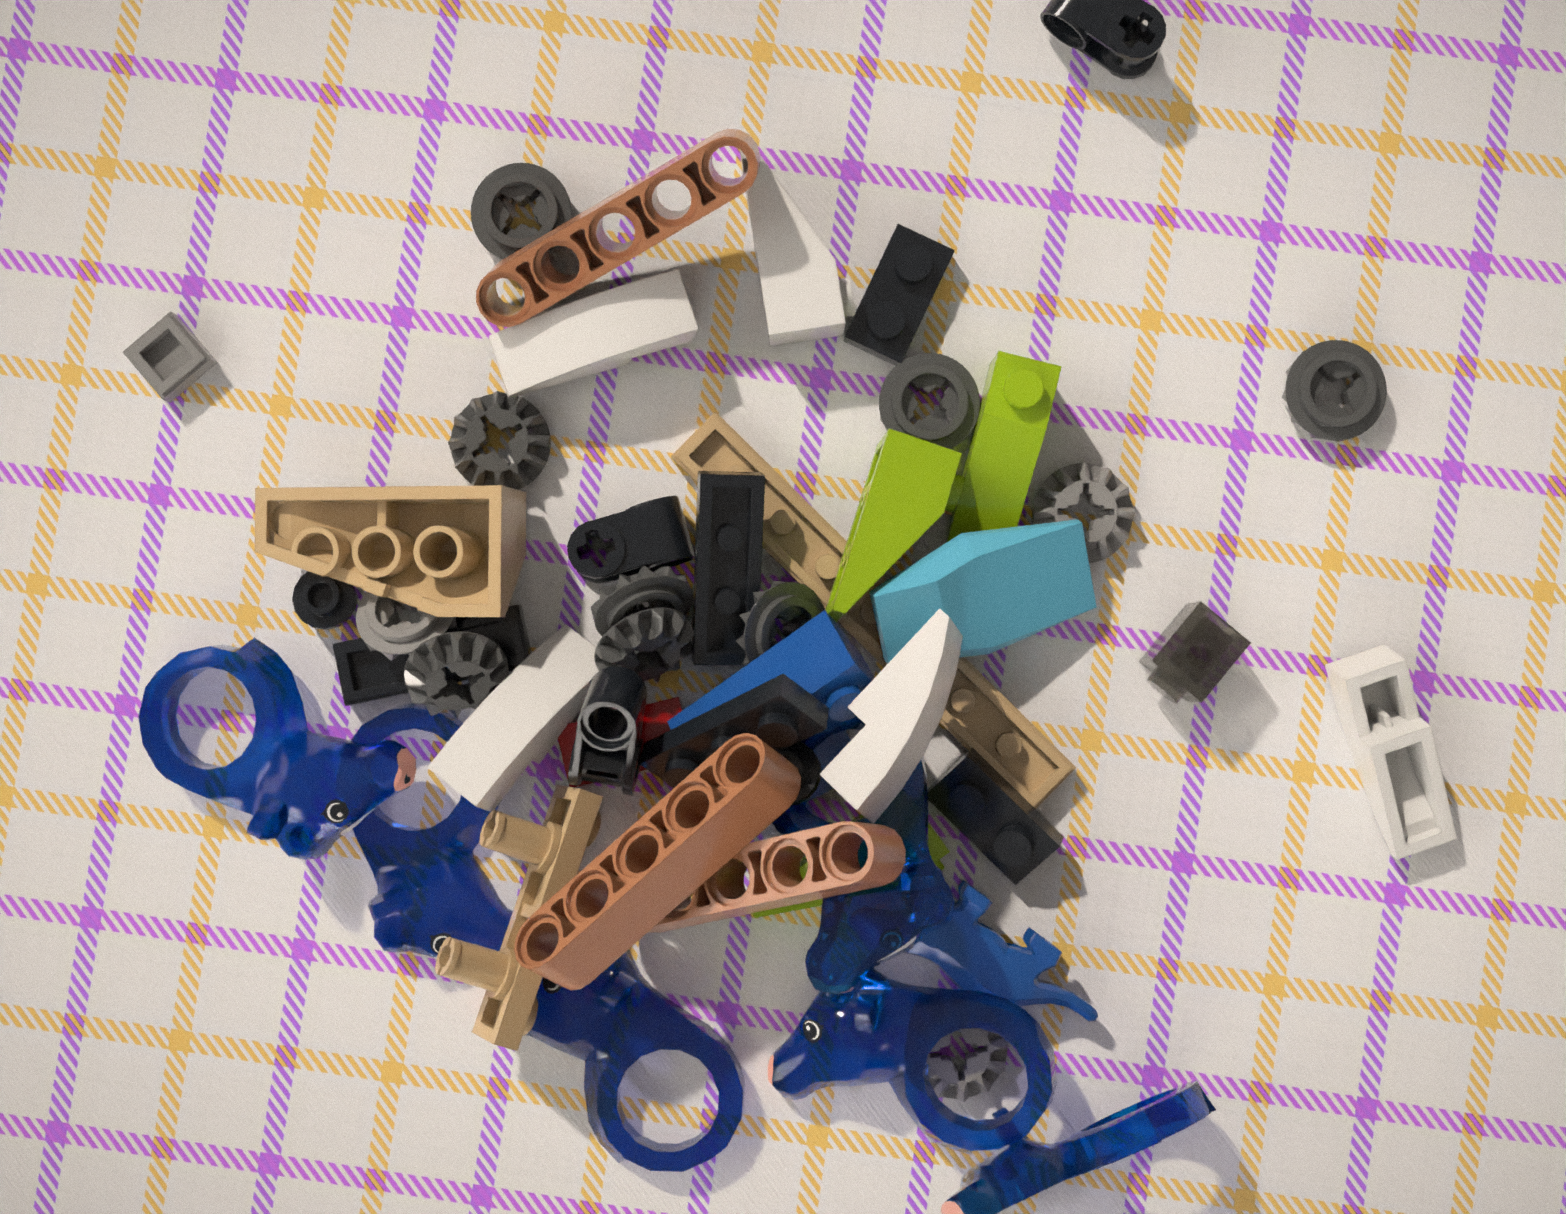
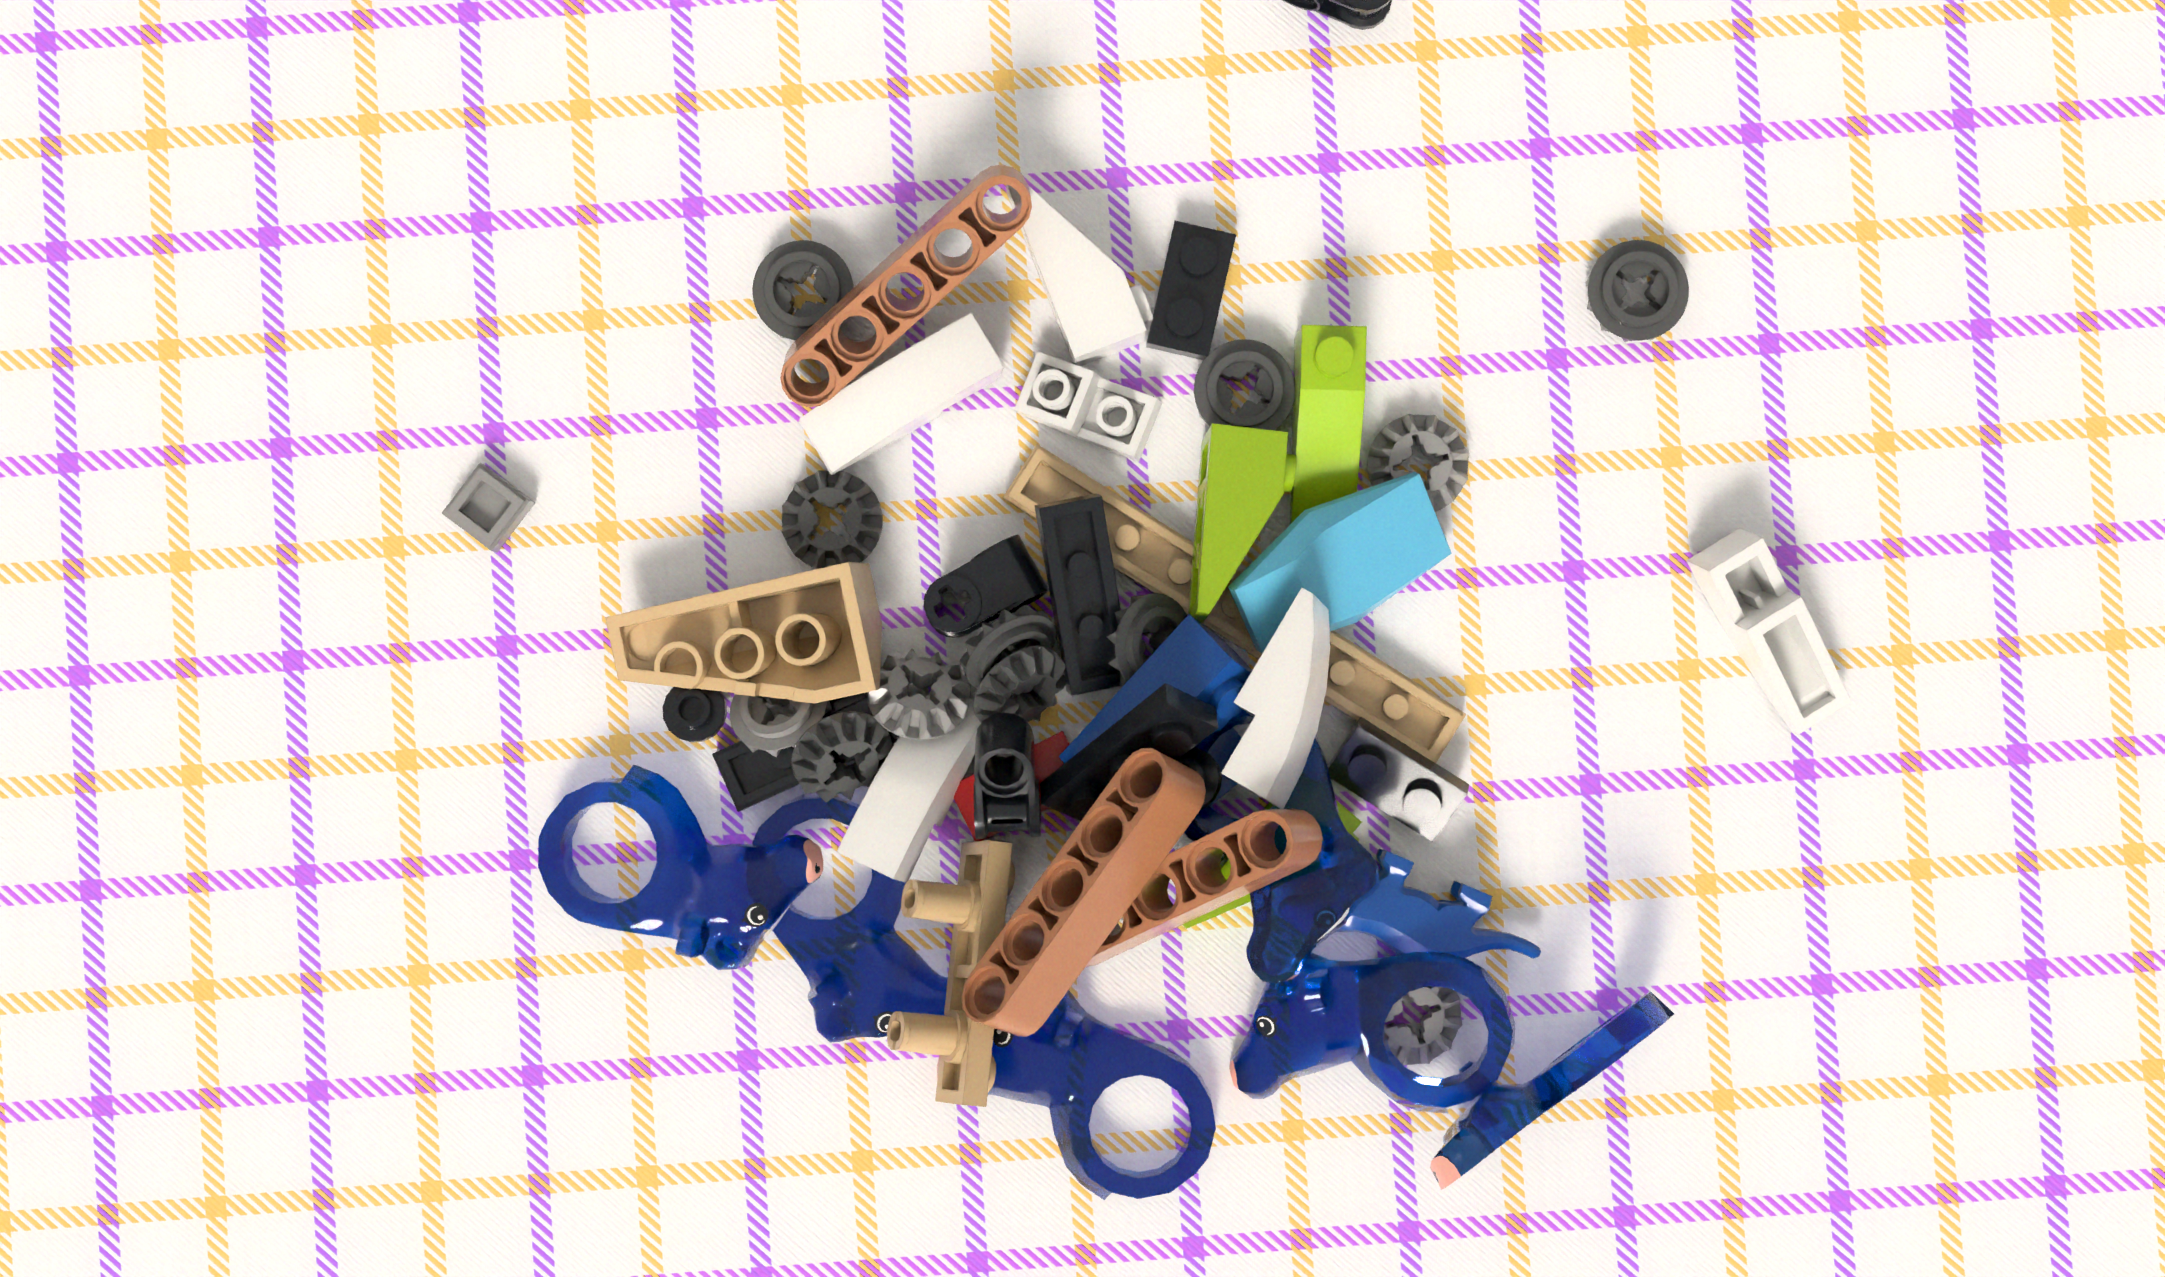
camera: 15 degrees left, 0 degrees up
(535, 650) = (914, 715): none -> light grey gear
(773, 386) = (1088, 406): none -> white slope
(1193, 654) = (1555, 578): clear smoke brick -> none

